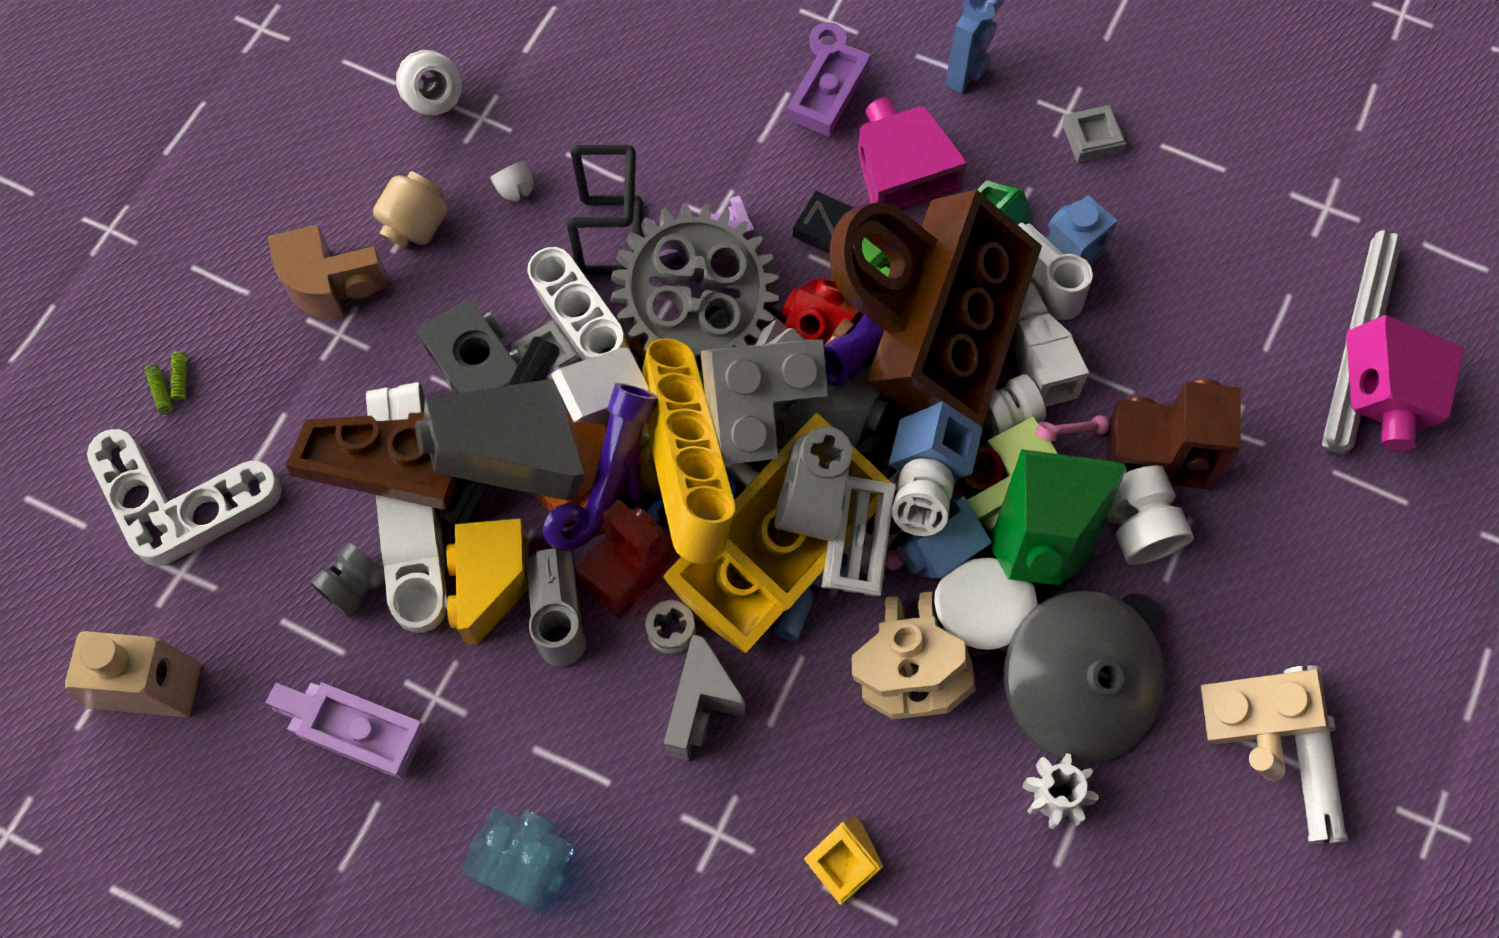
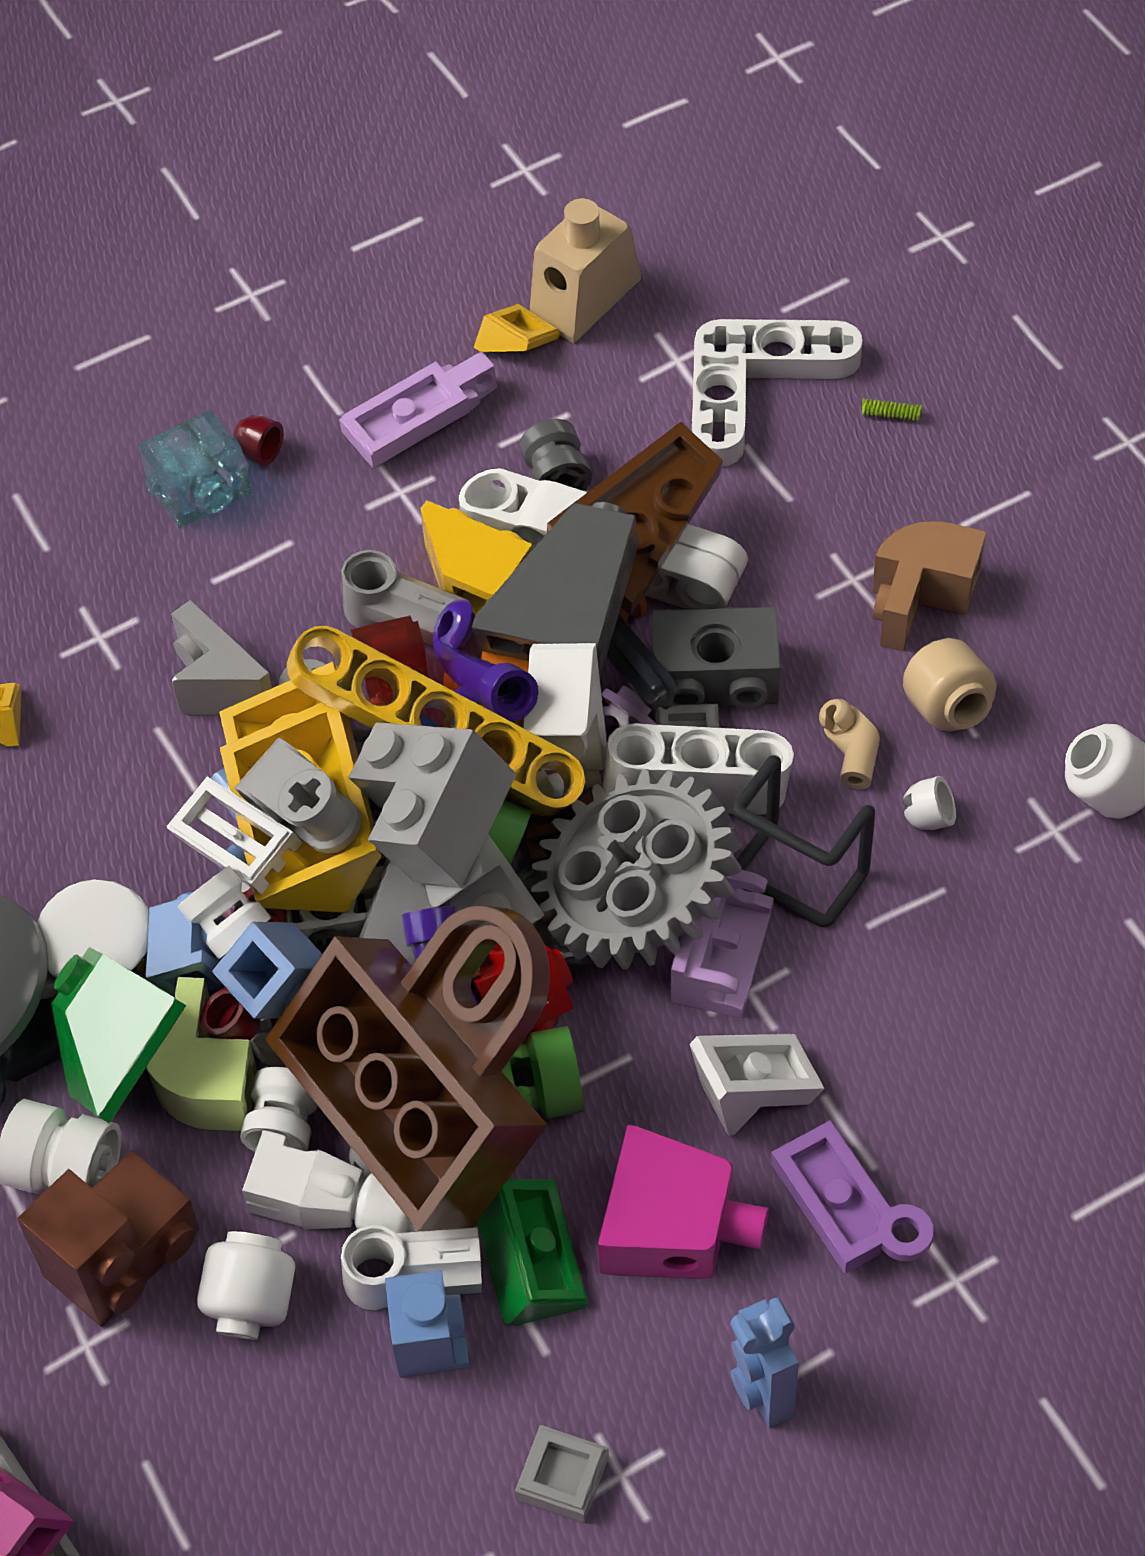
camera: 125 degrees right, 10 degrees down
(176, 359) = (882, 428): lime leg -> none
(218, 707) = (514, 330): none -> yellow slope
(452, 837) = (259, 438): none -> dark red hinge
(486, 249) = (856, 740): none -> tan arm
(791, 157) = (753, 1073): none -> white slope
(819, 220) = (653, 1086): black tile -> none
(915, 658) = (98, 835): tan hinge -> none
(1098, 425) = (206, 1092): bright pink hinge -> none
(1132, 348) = (246, 1284): none -> white head

